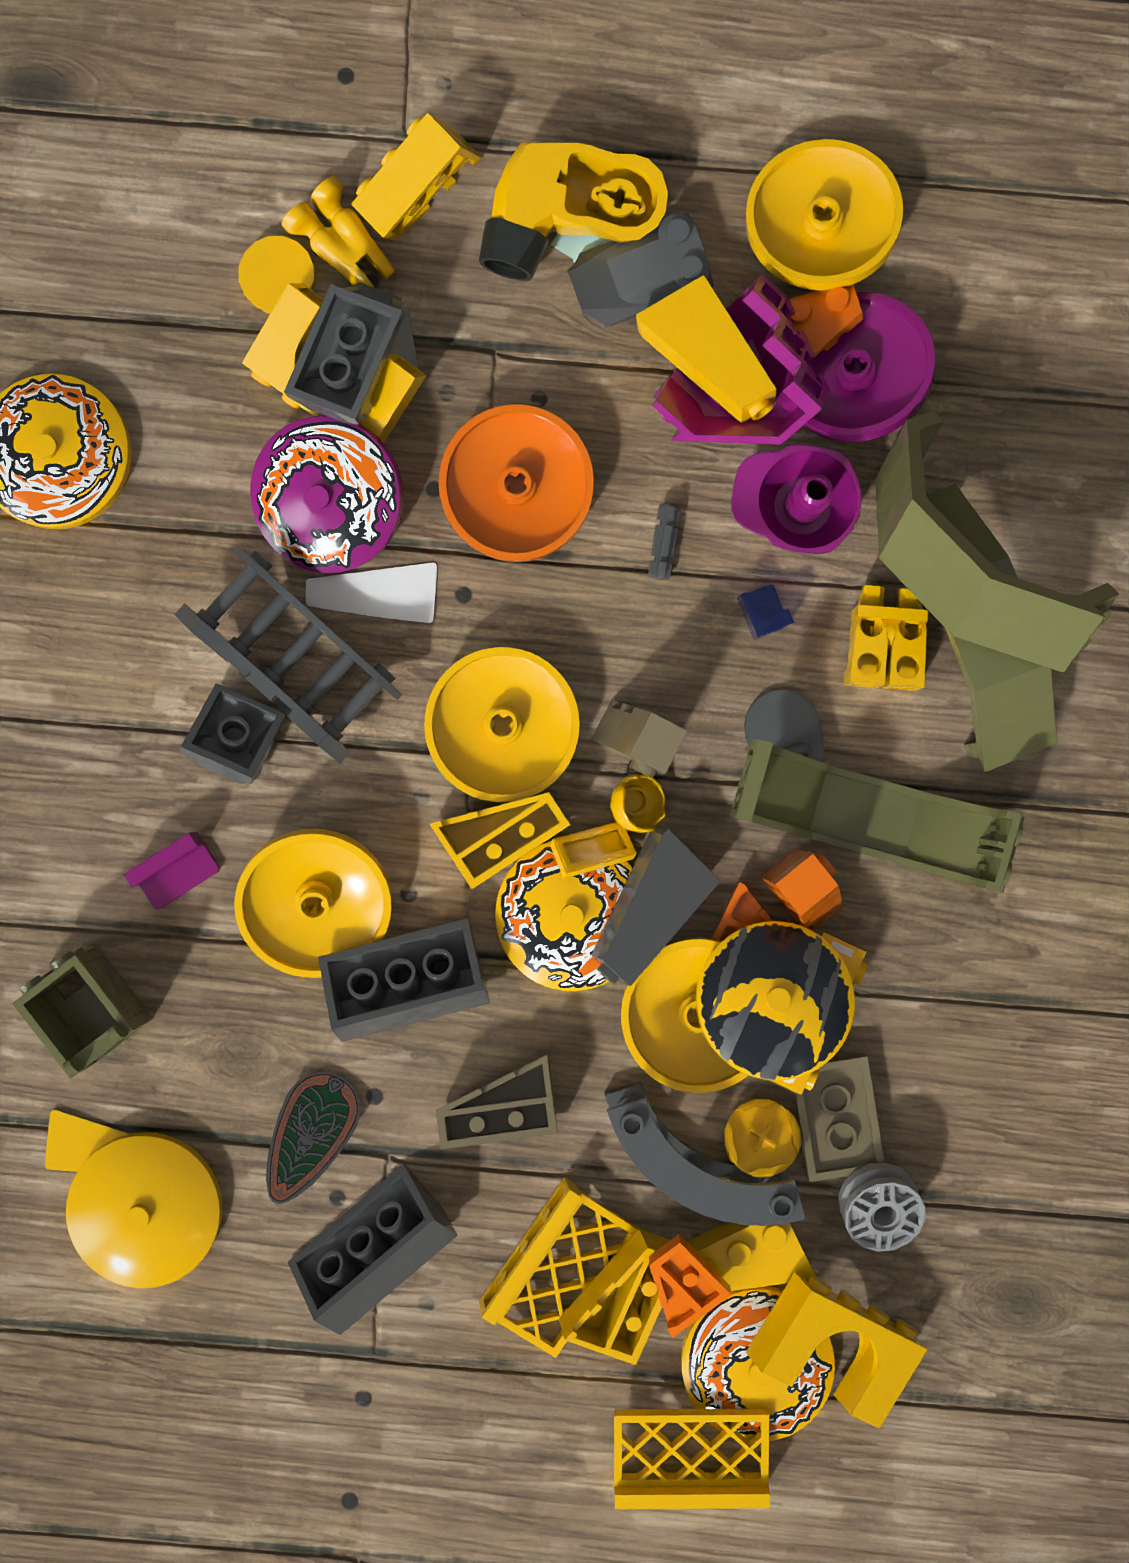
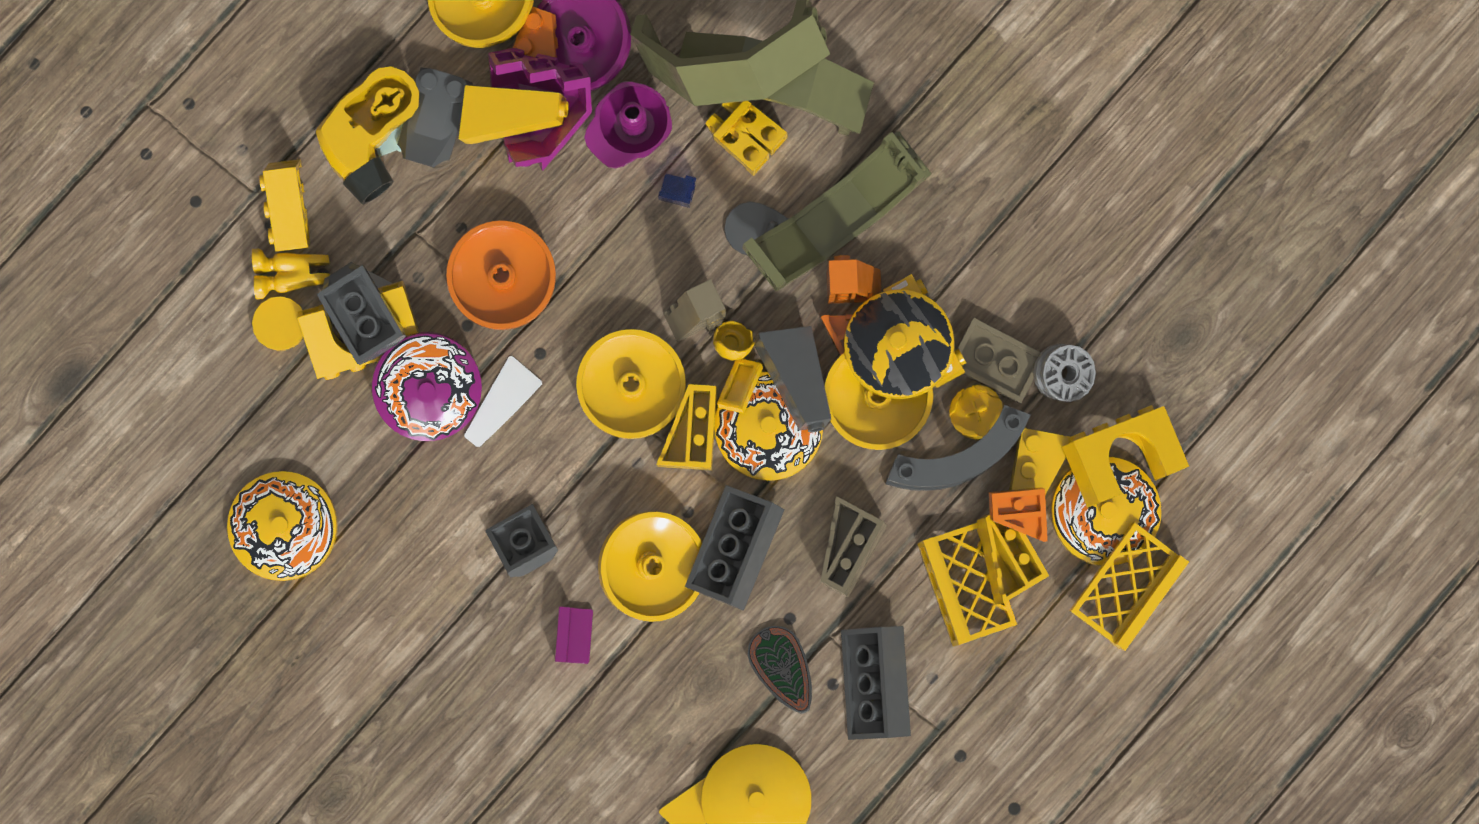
camera: 50 degrees left, 5 degrees down
(90, 1020) = (622, 742): olive container -> none
(270, 679) = (506, 497): dark grey fence -> none
(664, 541) = (596, 217): dark grey axle -> none

